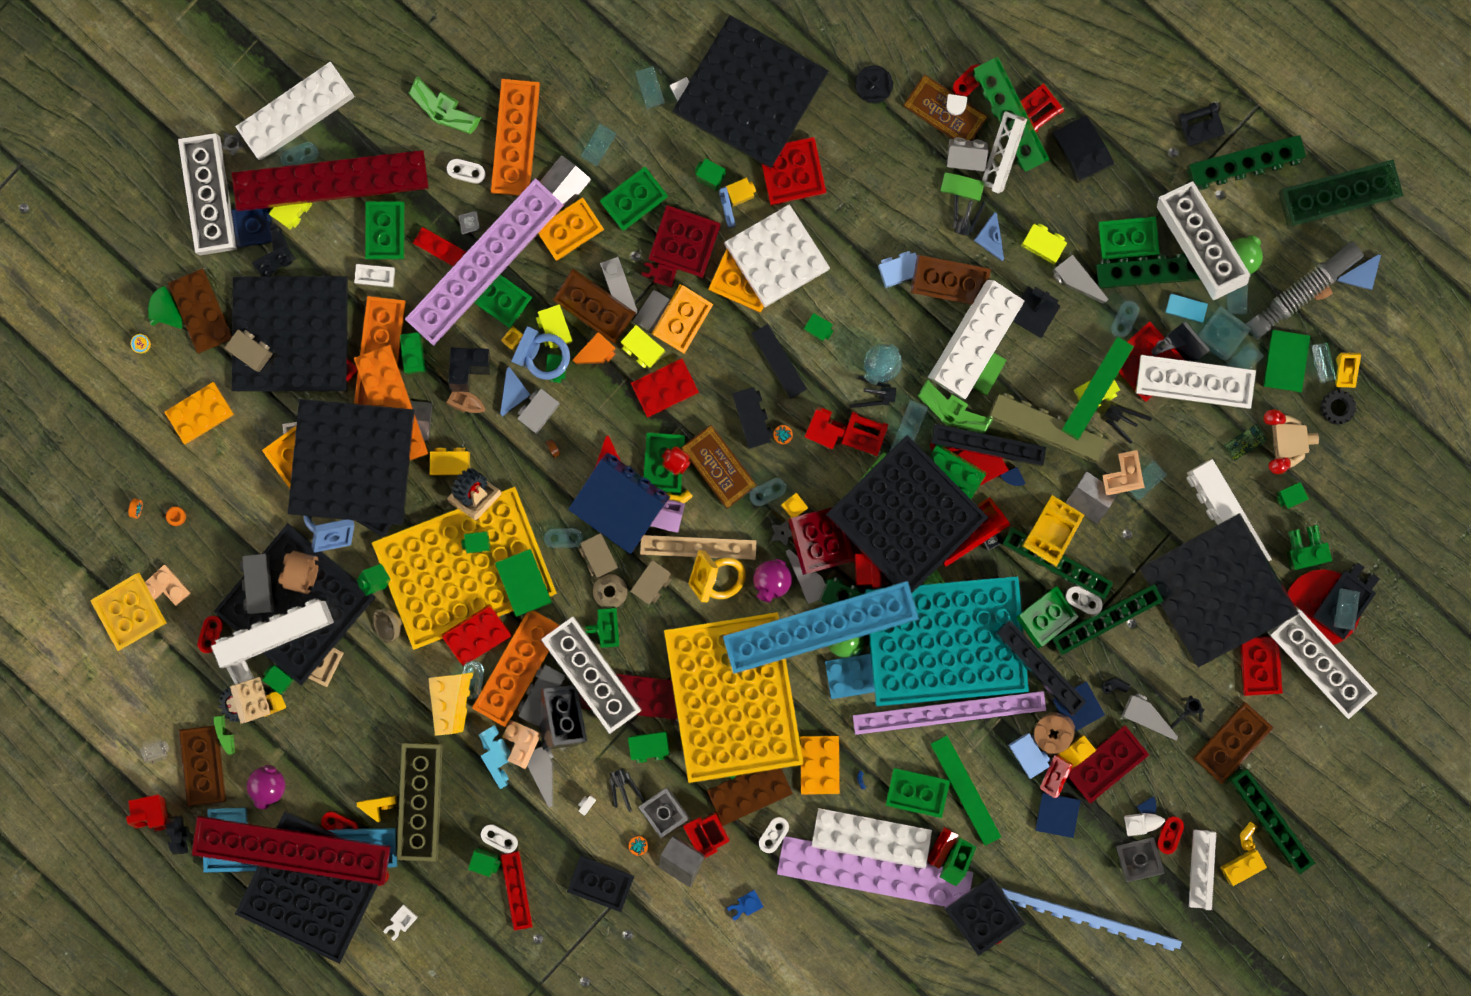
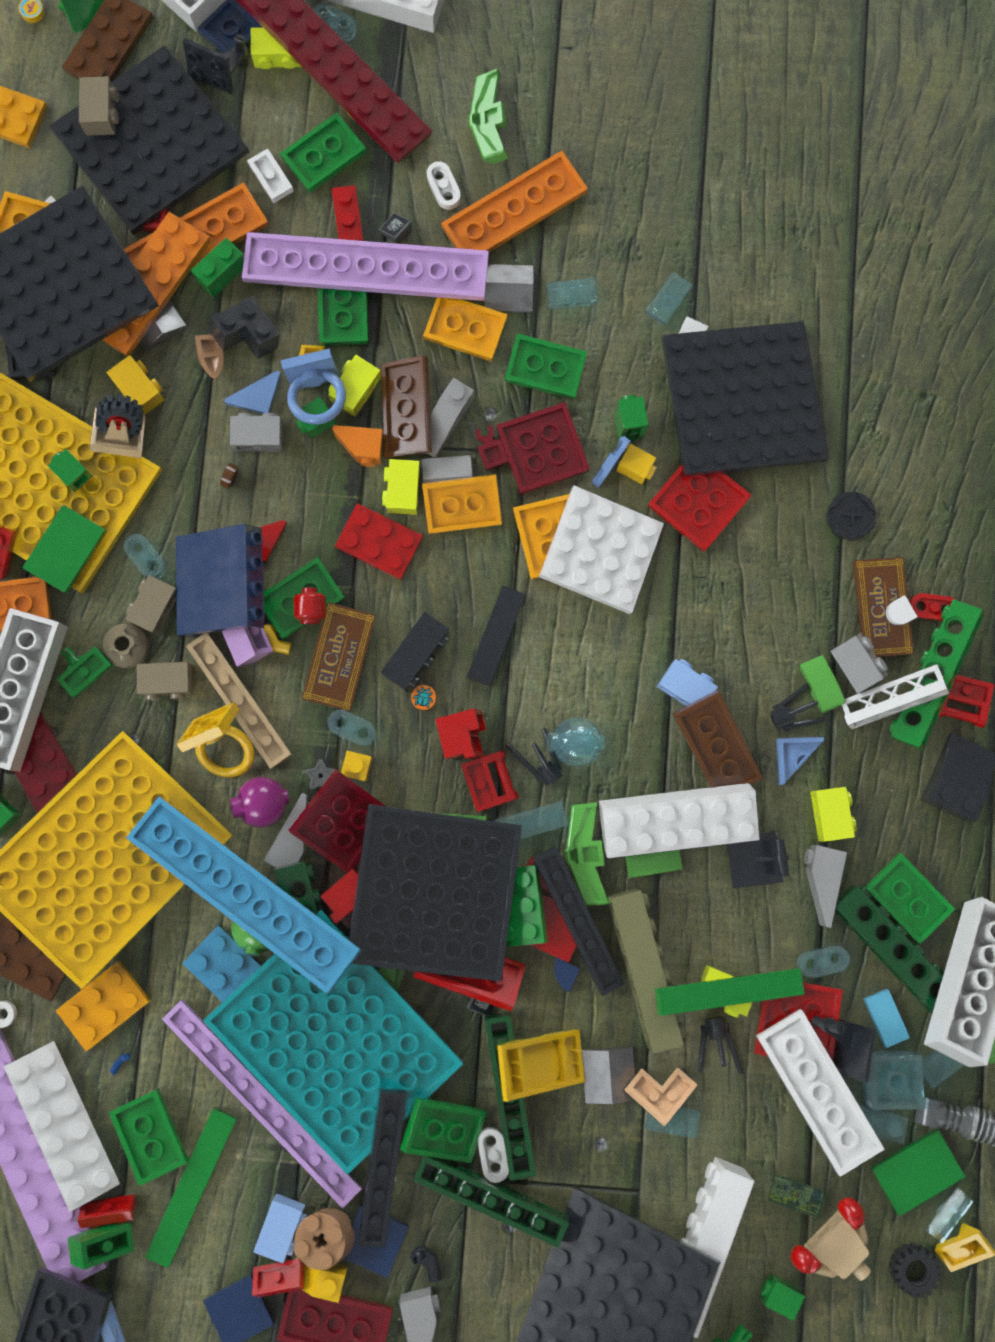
camera: 50 degrees right, 5 degrees down
(819, 328) = (561, 649): green brick -> none

